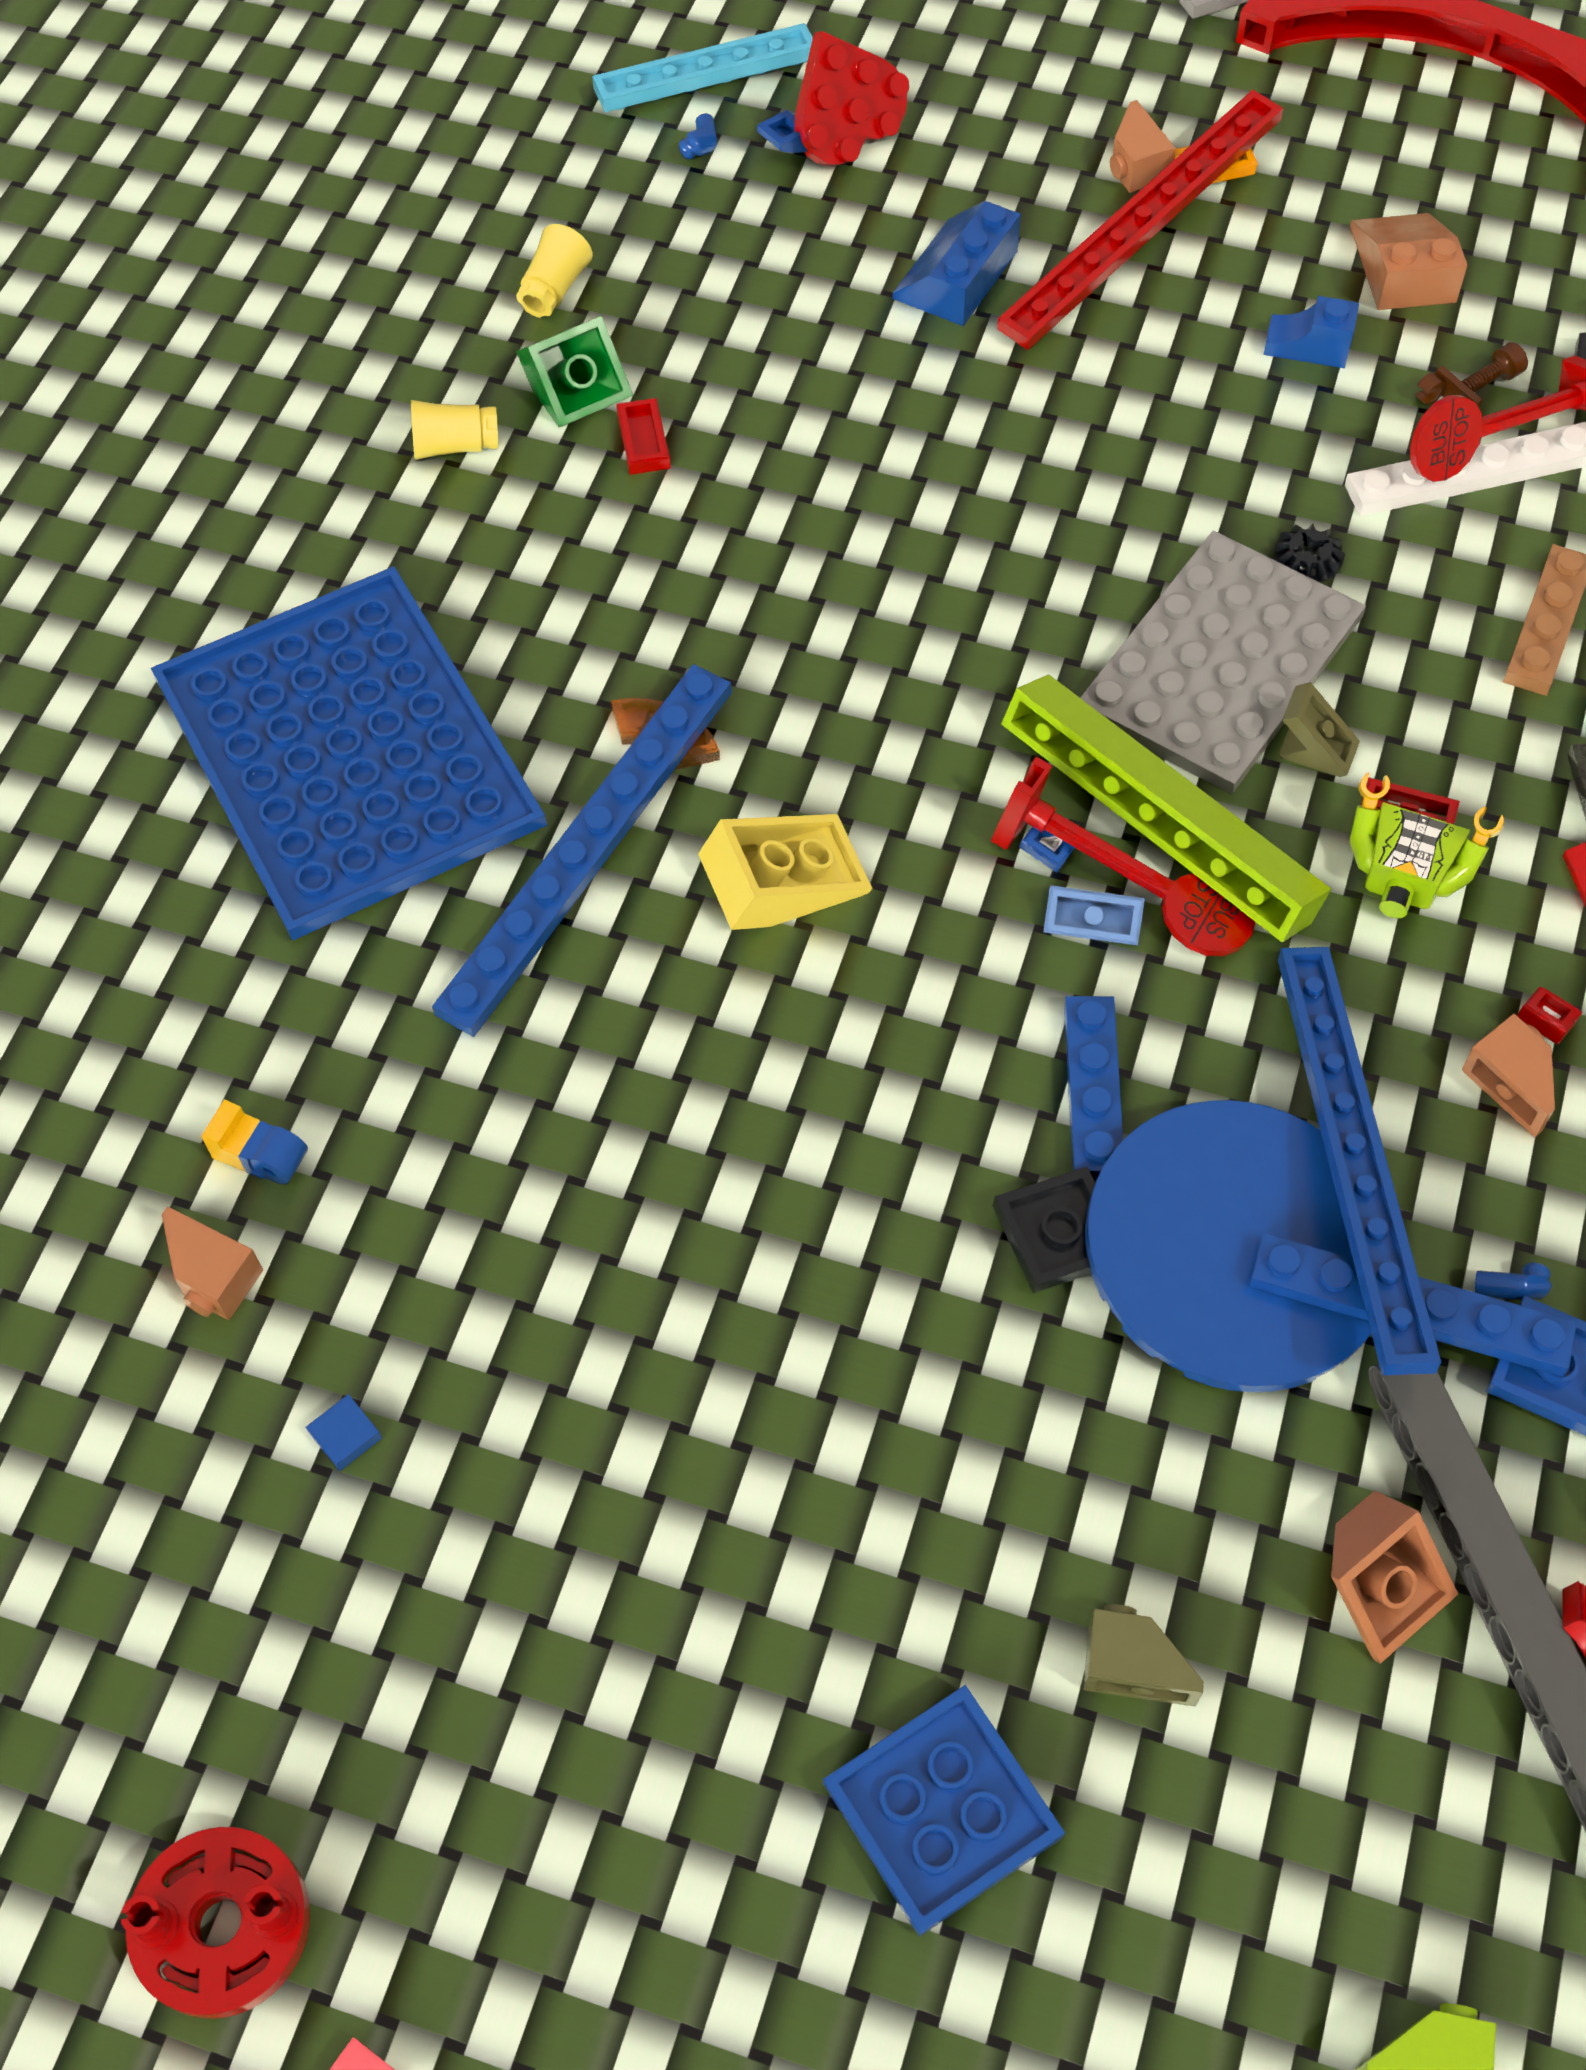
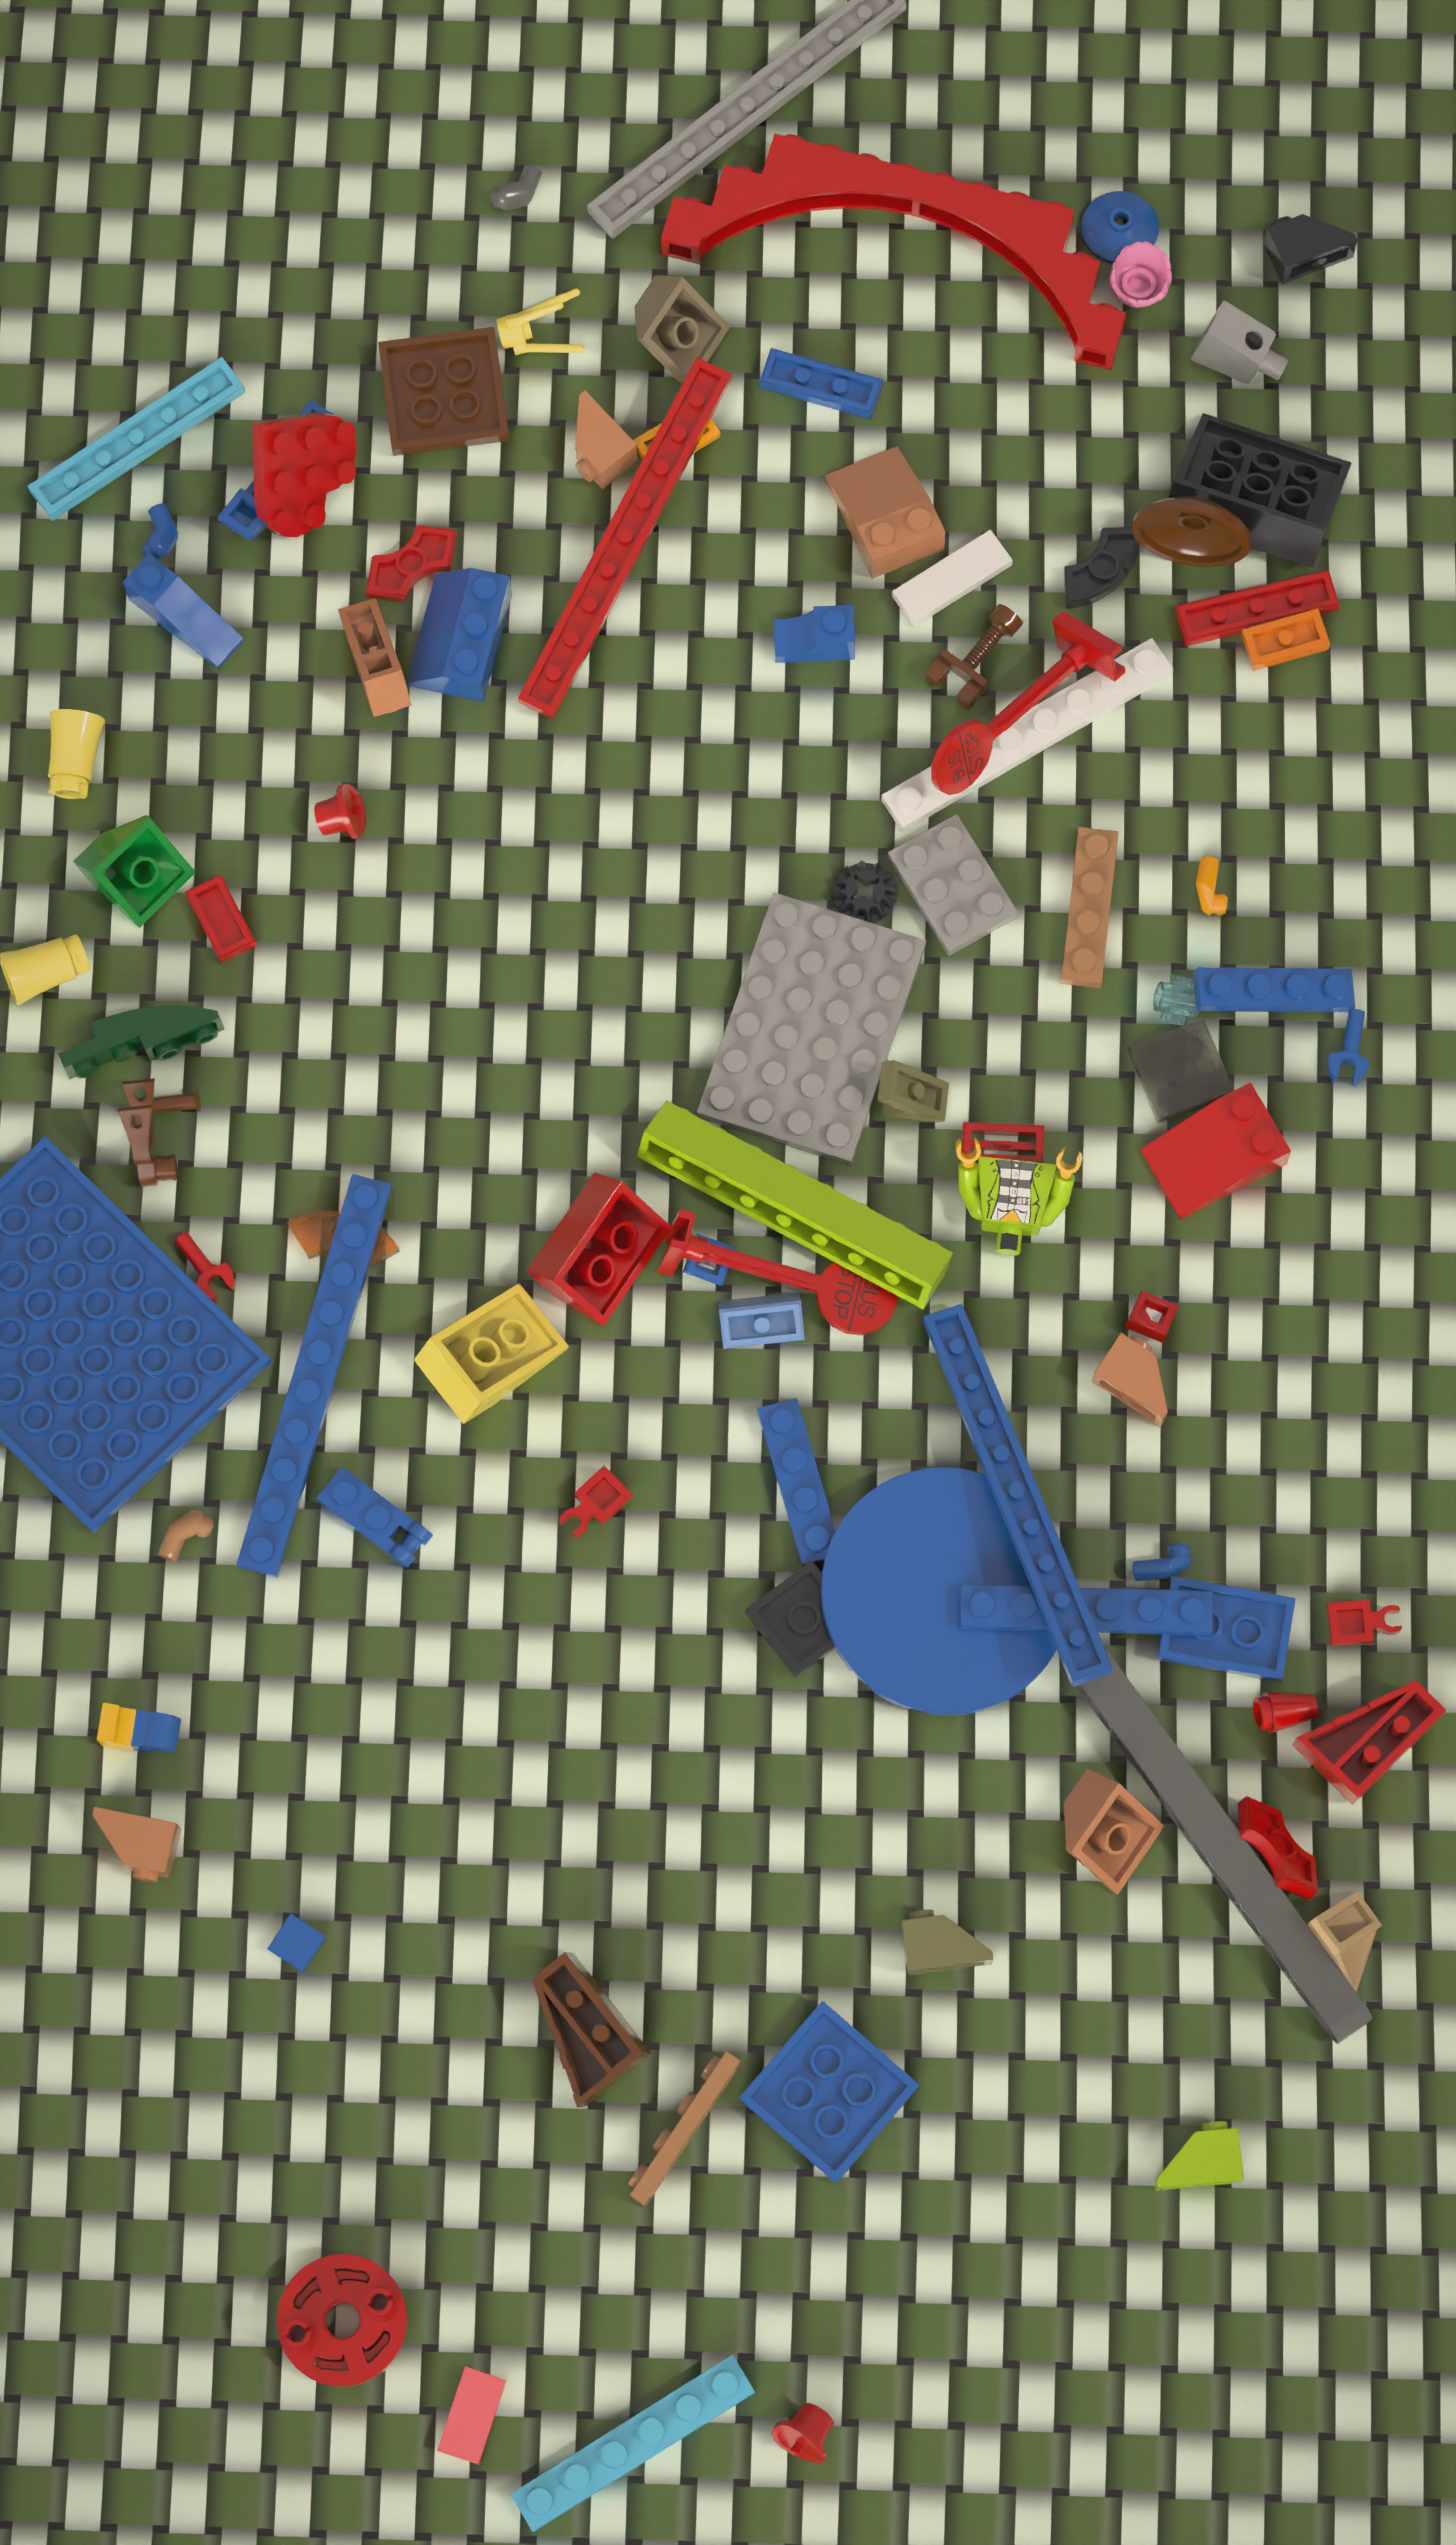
camera: 15 degrees left, 15 degrees up
(383, 960) = (182, 1529): none -> medium nougat arm
(493, 593) = (142, 1135): none -> reddish brown piece
(511, 727) = (206, 1270): none -> red bar
(515, 500) = (155, 1028): none -> dark green slope
(600, 999) = (373, 1516): none -> blue plate
(657, 1638) = (587, 2027): none -> reddish brown wedge
(693, 188) = (181, 611): none -> slope
(722, 1813) = (693, 2112): none -> medium nougat plate
(793, 371) = (342, 813): none -> red piece
(857, 1041) = (599, 1498): none -> red plate
(869, 266) = (375, 657): none -> nougat slope
(912, 211) = (426, 553): none -> red tile
(934, 799) = (599, 1248): none -> red slope
(1001, 88) = (443, 391): none -> reddish brown plate
(1084, 57) = (516, 328): none -> light yellow plant
(1238, 68) = (677, 324): none -> dark tan slope
(1364, 154) = (821, 383): none -> blue tile
(1405, 568) = (952, 885): none -> light grey plate
(1461, 321) = (952, 578): none -> white tile

